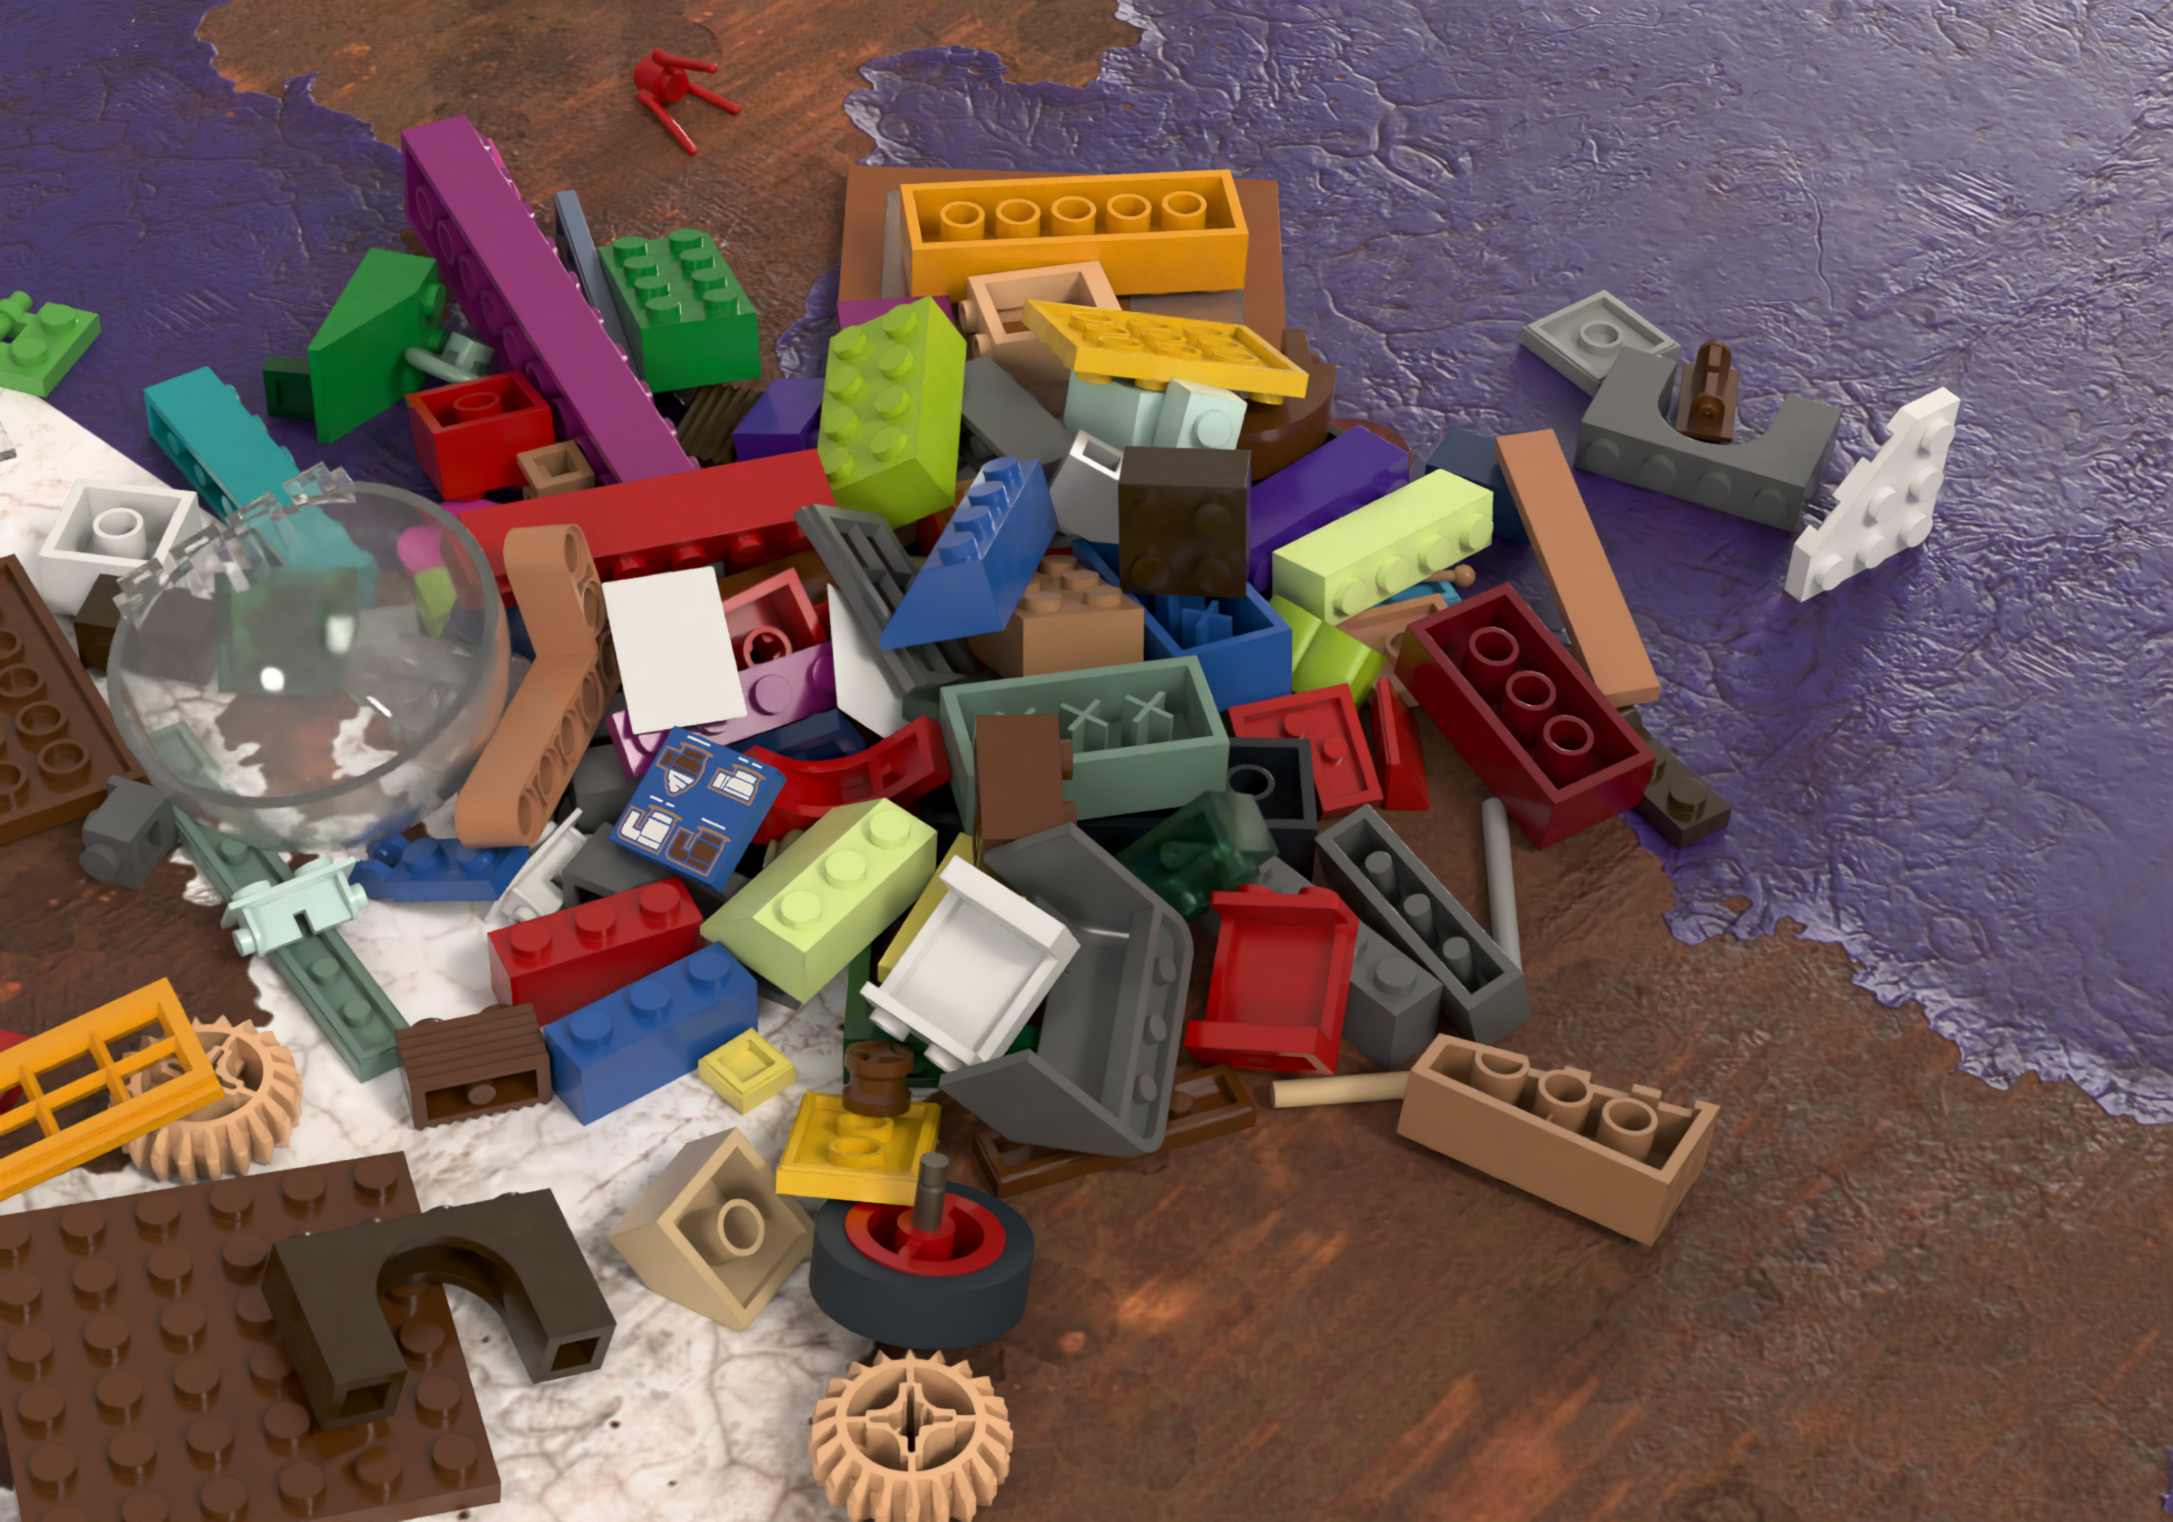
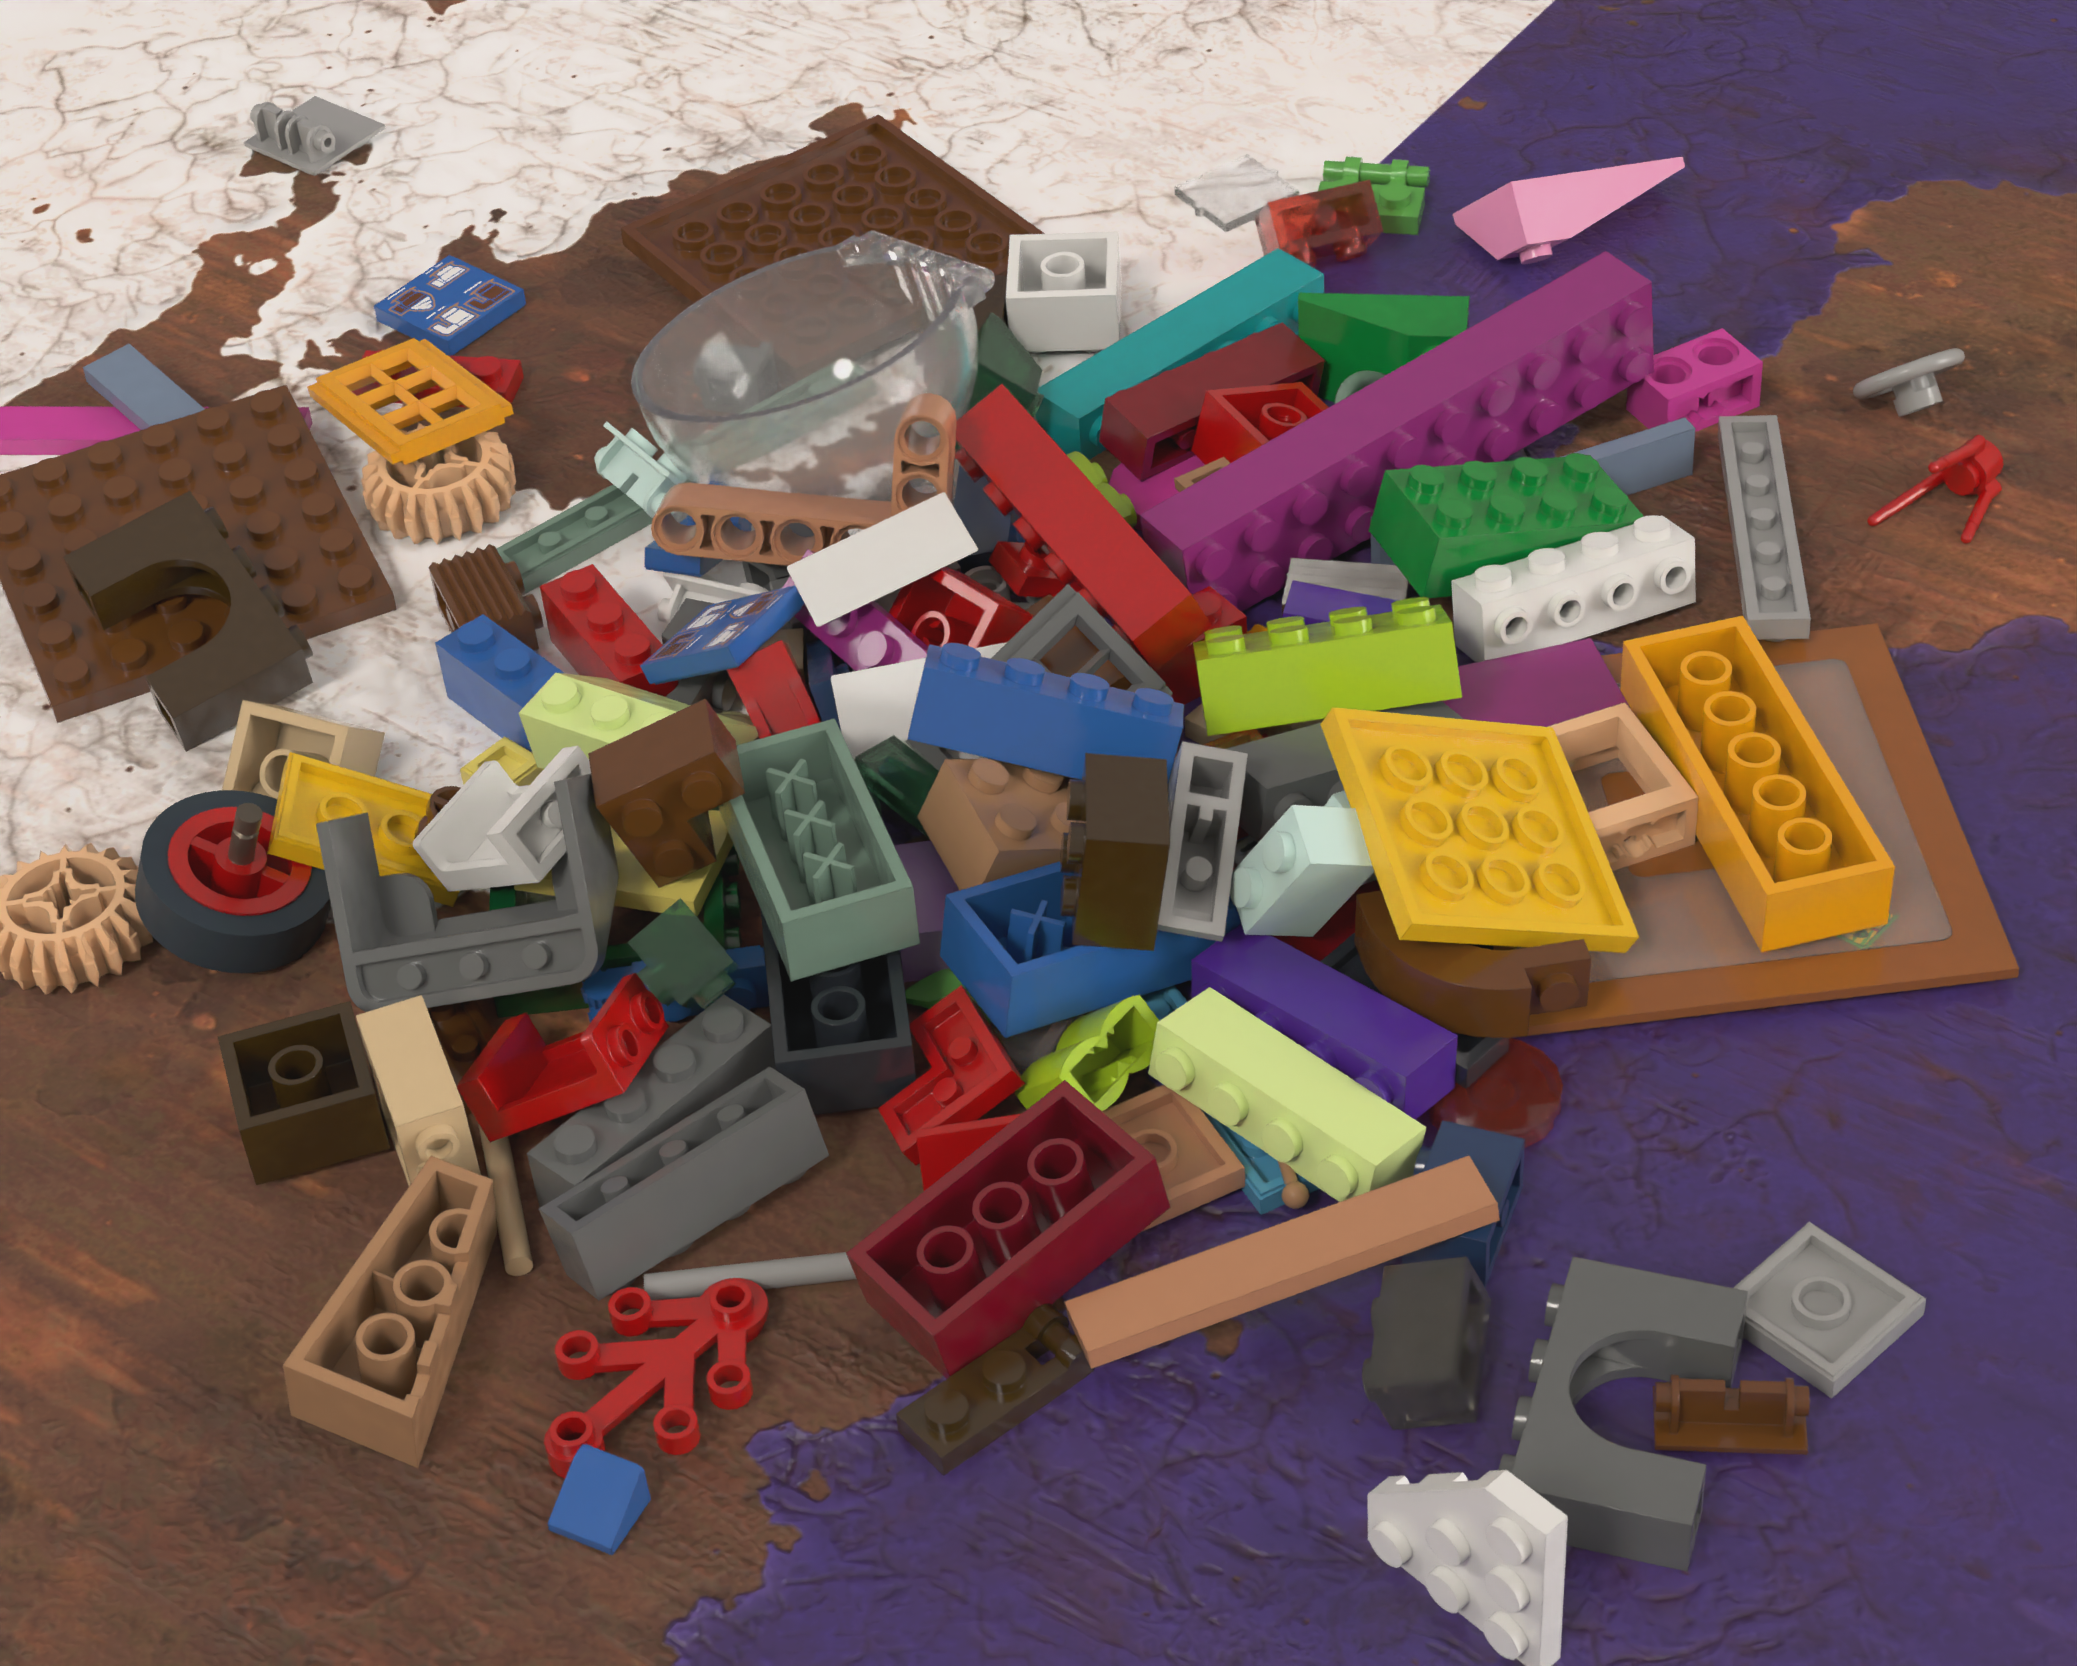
camera: 90 degrees right, 0 degrees up
(100, 366) = (1322, 223): none -> clear red brick
(148, 225) = (1541, 212): none -> bright pink wedge
(357, 432) = (1157, 419): none -> dark red brick
(540, 80) = (1911, 382): none -> light grey piece
(706, 191) = (1763, 528): none -> light grey plate
(788, 321) = (1574, 589): none -> white brick
(1256, 1208) = (302, 1093): none -> dark brown brick
(1313, 1141) = (416, 1087): none -> tan window
(1557, 932) = (726, 1313): none -> red plant
(1651, 514) = (1428, 1344): none -> clear smoke brick
(1764, 1028) = (599, 1499): none -> blue slope

